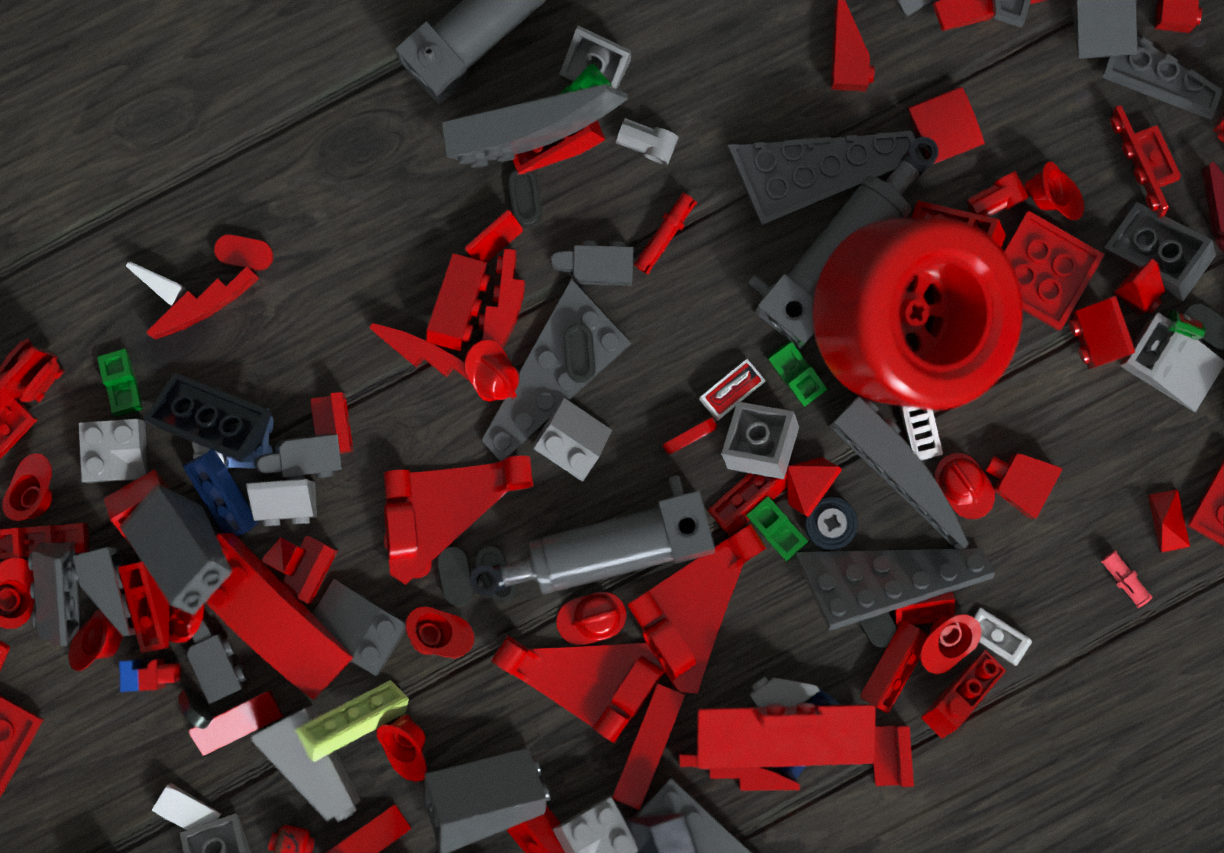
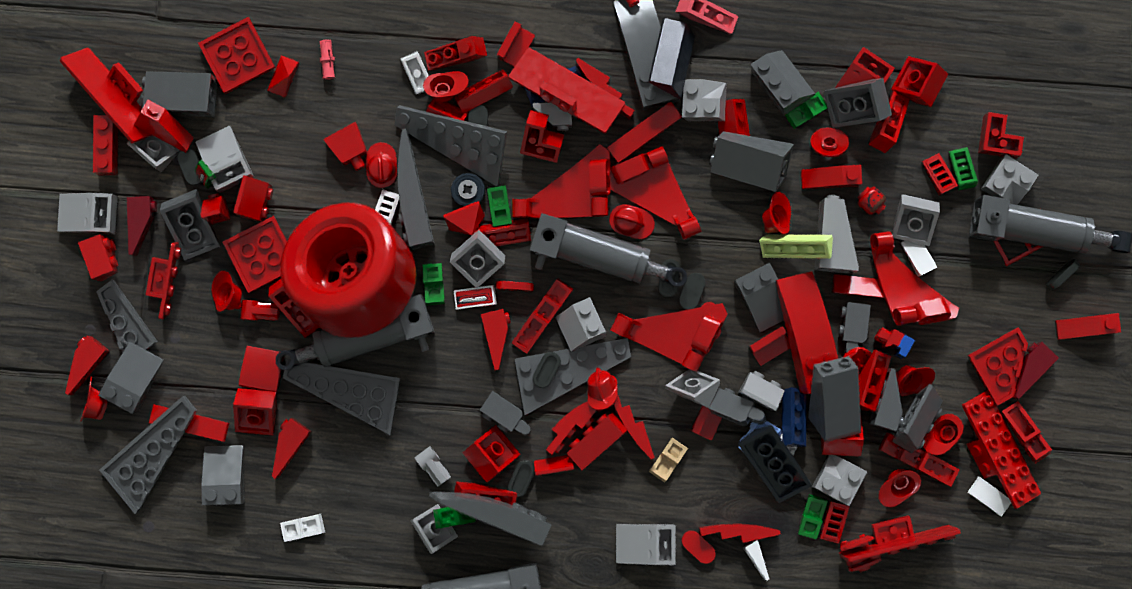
camera: 150 degrees left, 0 degrees up
(103, 411) = (827, 520): none -> red slope
(172, 750) = (905, 293): none -> red panel
(195, 708) = (879, 307): pearl dark grey tile -> none
(284, 556) = (780, 361): red slope -> none
(312, 212) = (645, 544): none -> light grey slope
(350, 338) = (668, 459): none -> tan slope
(372, 451) = (695, 387): none -> light grey slope
(439, 633) = (720, 264): red piece -> none
(583, 203) = (491, 453): none -> red slope
(629, 421) = (542, 316): none -> red slope
(672, 223) = (455, 408): red pin -> none
(678, 365) = (496, 331): none -> red slope
(778, 645) = (539, 141): none -> red brick
(919, 67) = (255, 411): none -> red slope

